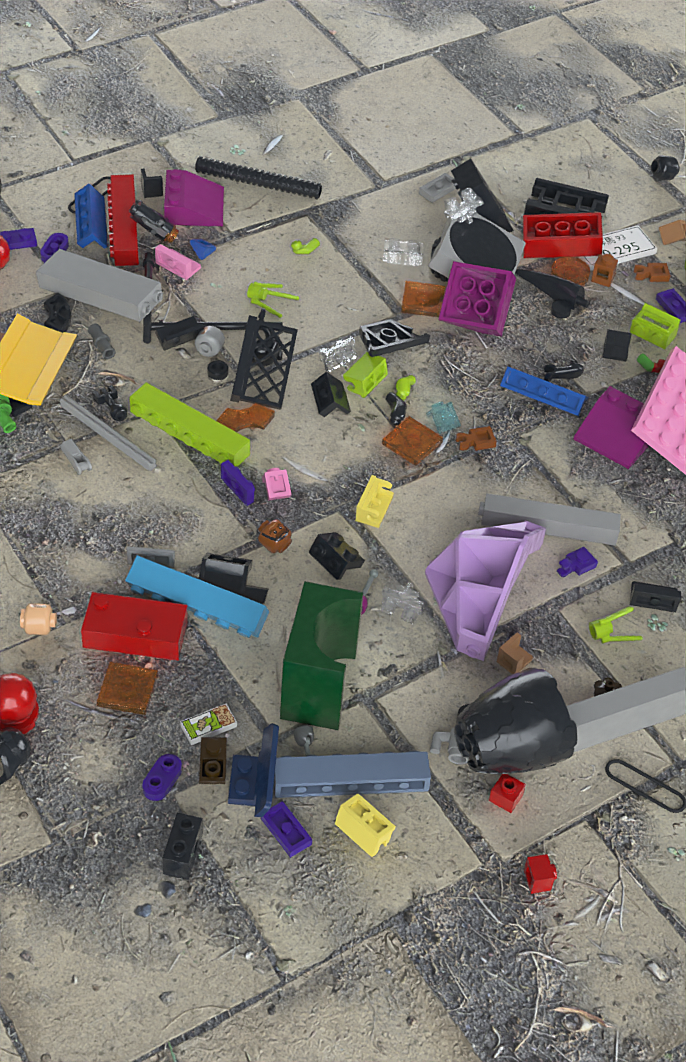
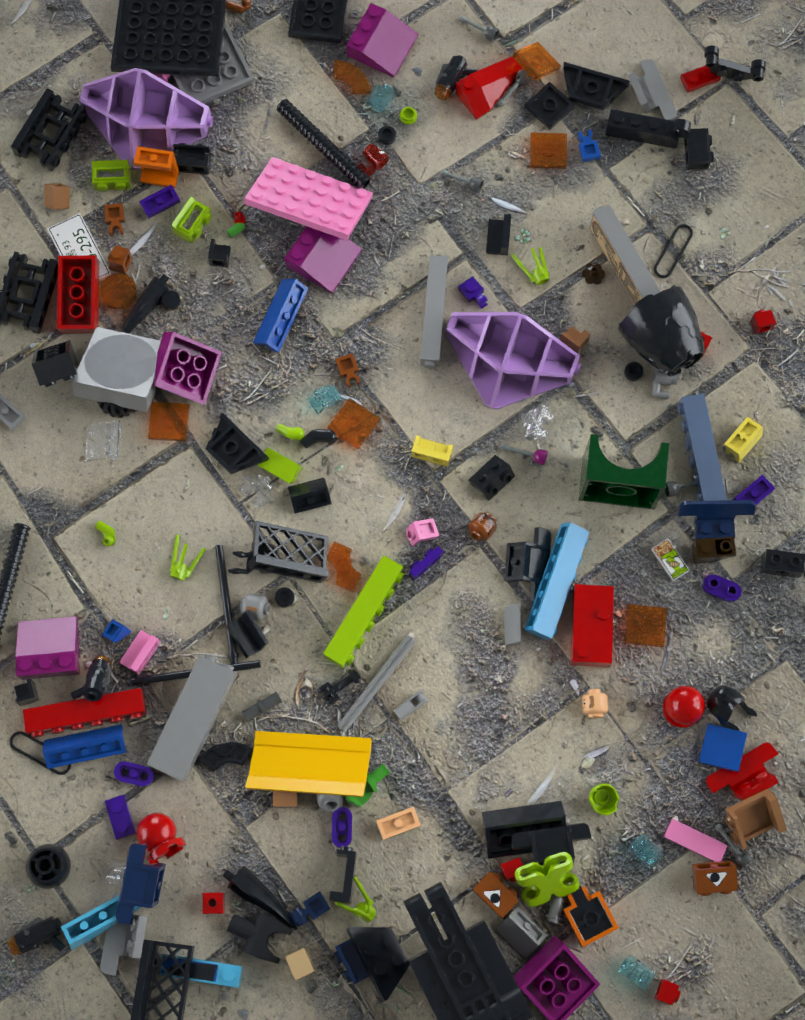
camera: 90 degrees left, 25 degrees up
(465, 209) = (90, 374): clear hips -> none
(571, 371) = (255, 291): black piece -> none

